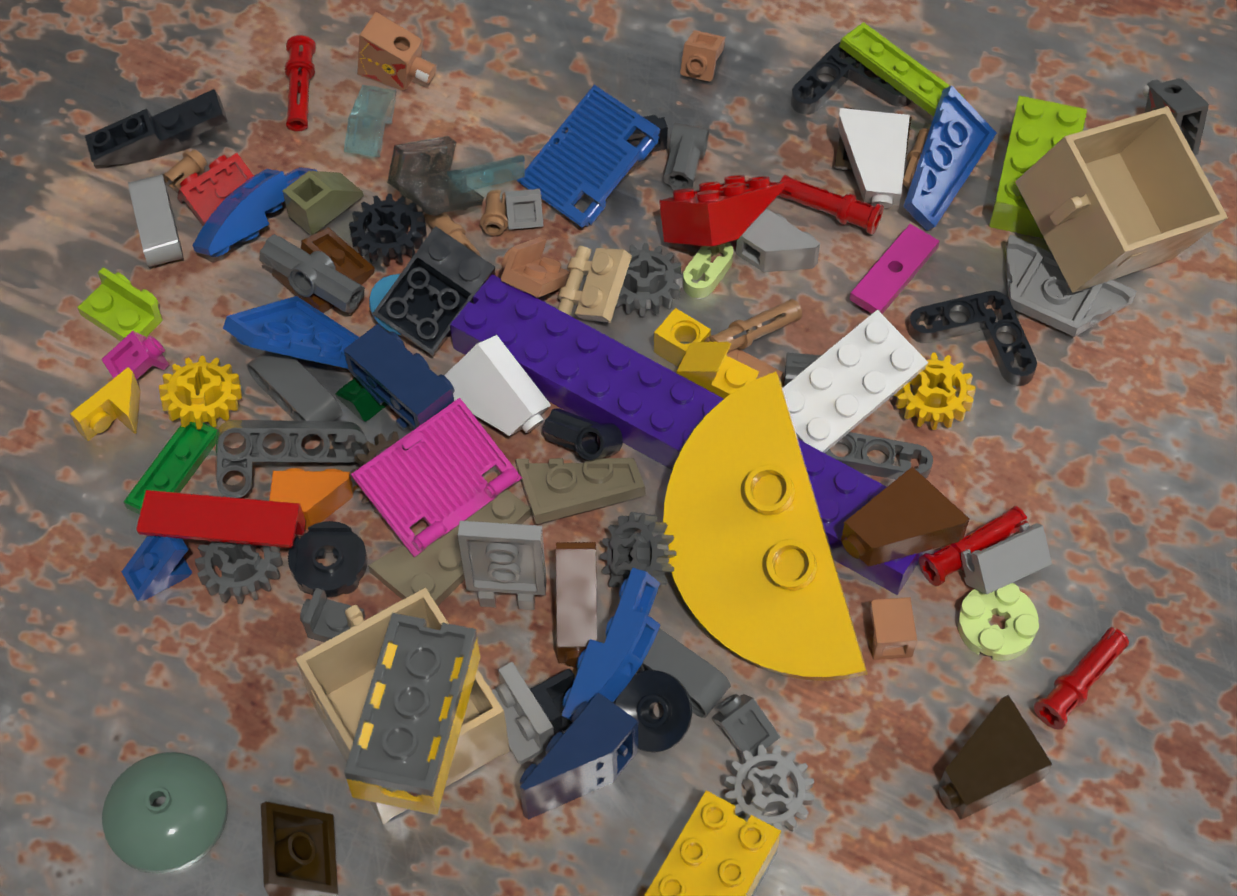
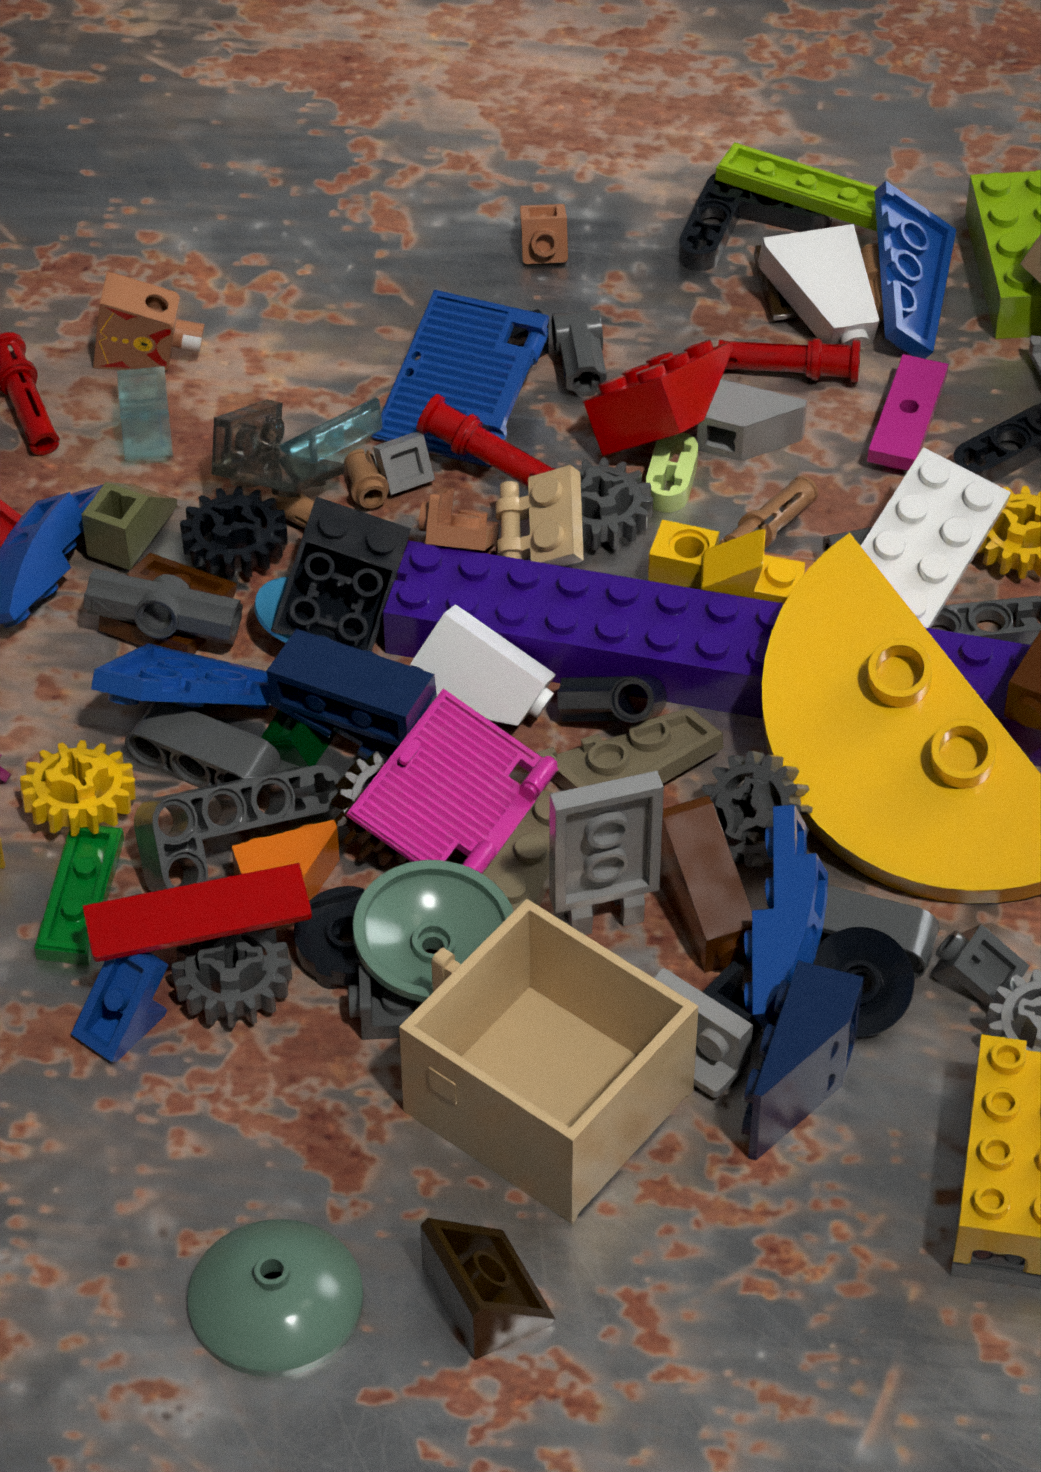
camera: 20 degrees left, 10 degrees down
(366, 559) = (419, 910): none -> sand green dish
(413, 714) = (602, 1028): dark grey piece -> none
(571, 202) = (468, 436): none -> red pin

